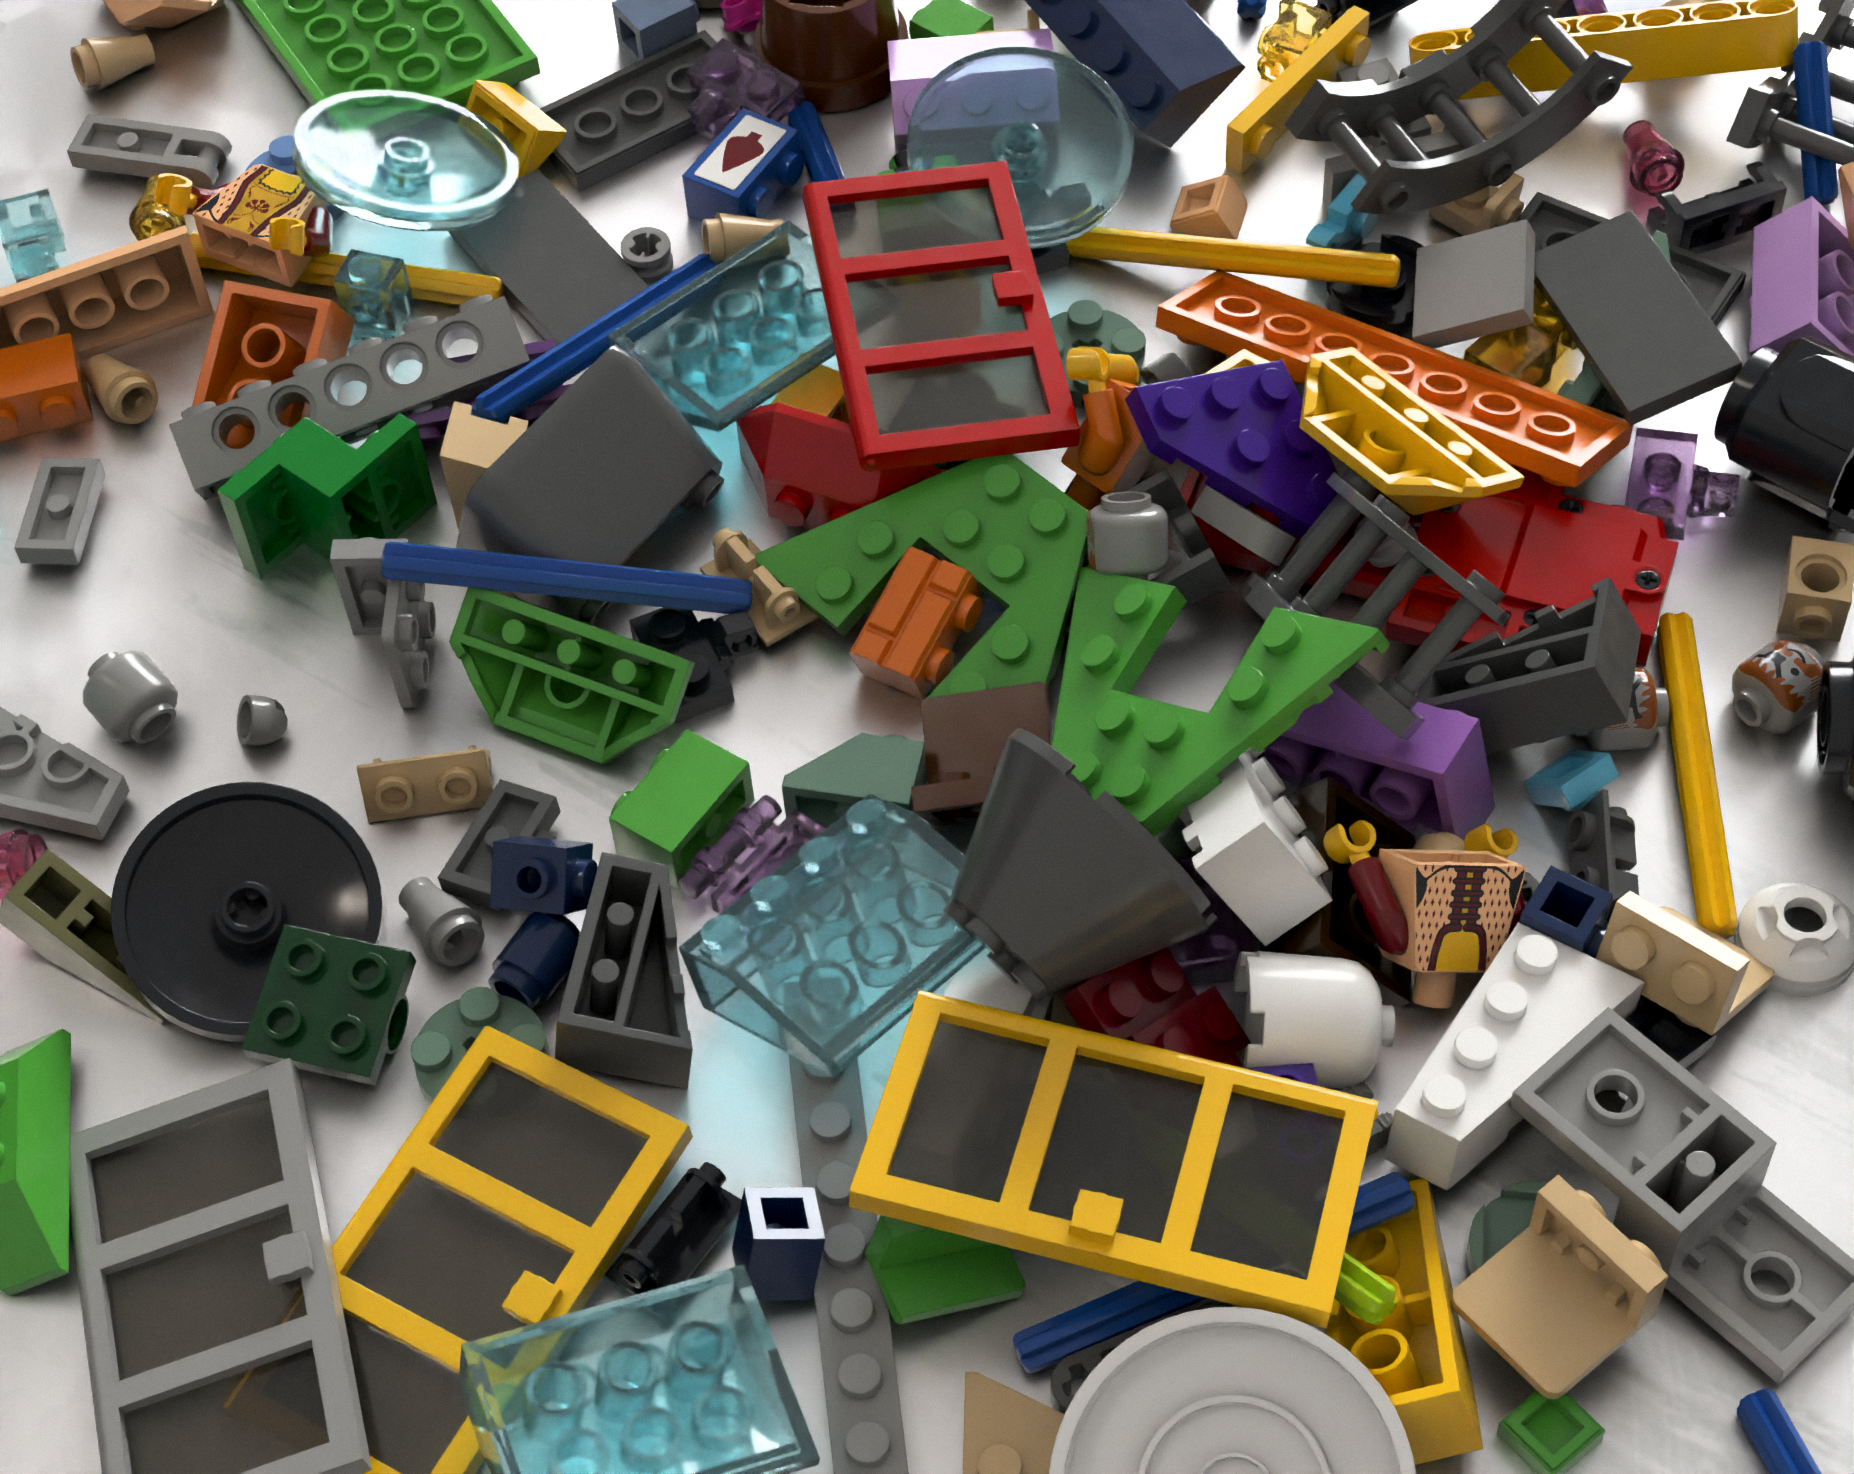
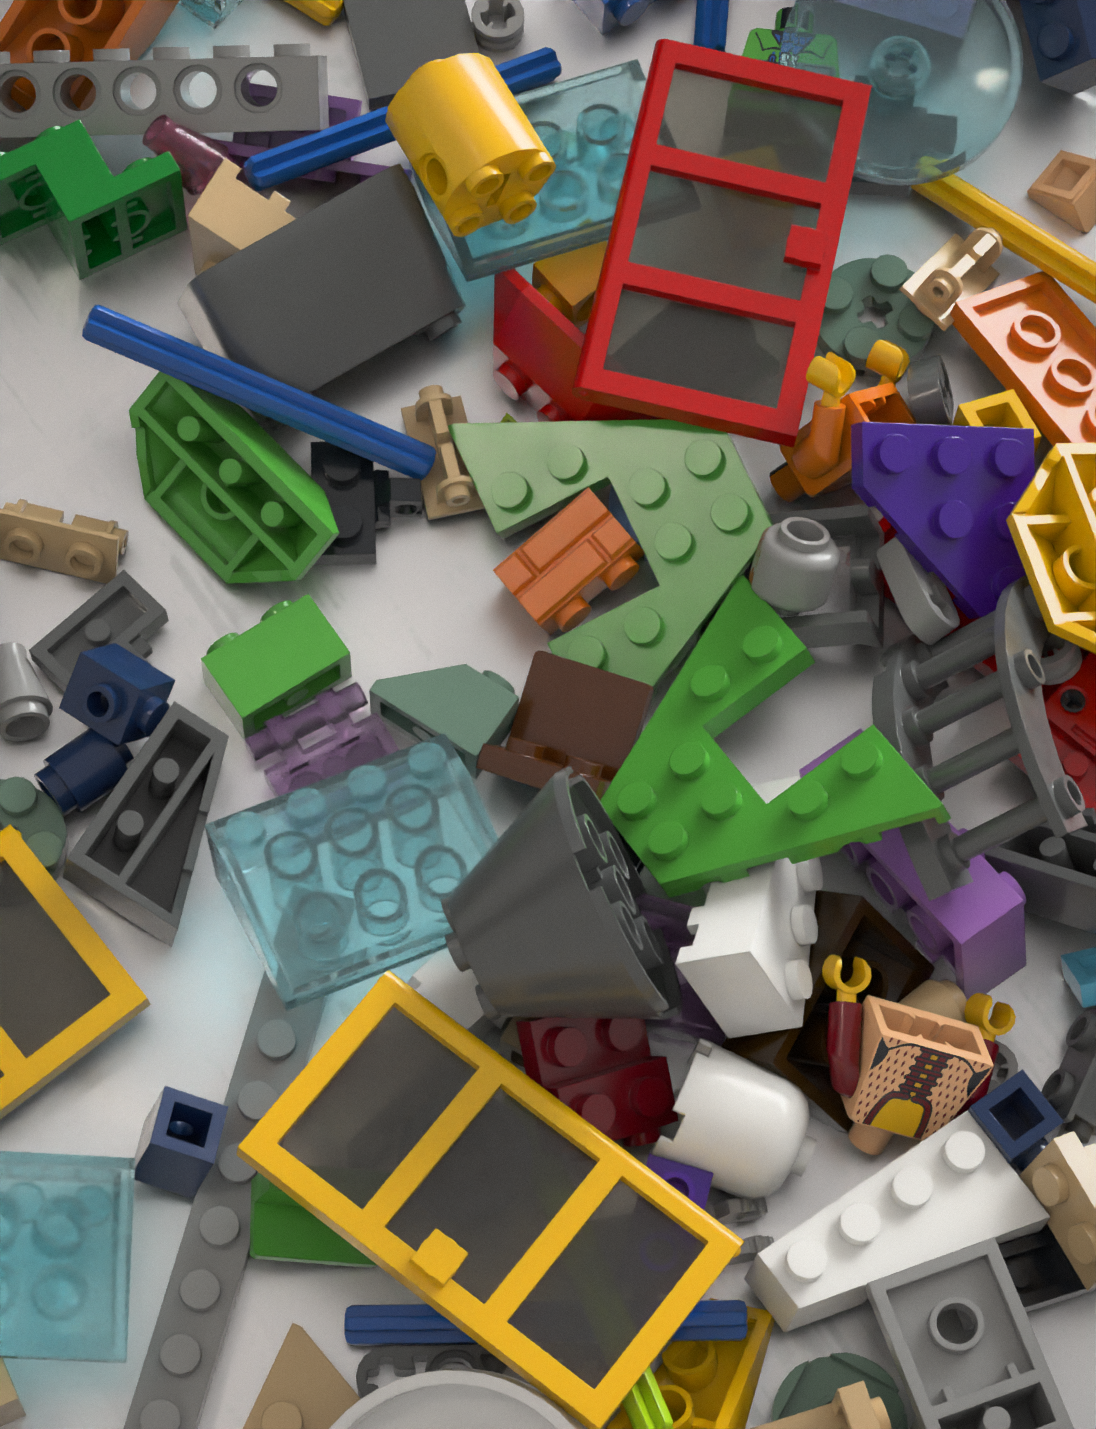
camera: 15 degrees right, 15 degrees up
(386, 609) = (97, 369): light grey bracket -> none
(429, 416) = (193, 152): none -> clear pink cone
(675, 308) = (469, 142): none -> yellow cylinder
(678, 1233) = (100, 1092): black hinge -> none
(731, 233) = (593, 42): tan cone -> none
(1139, 295) = (954, 274): none -> tan hinge

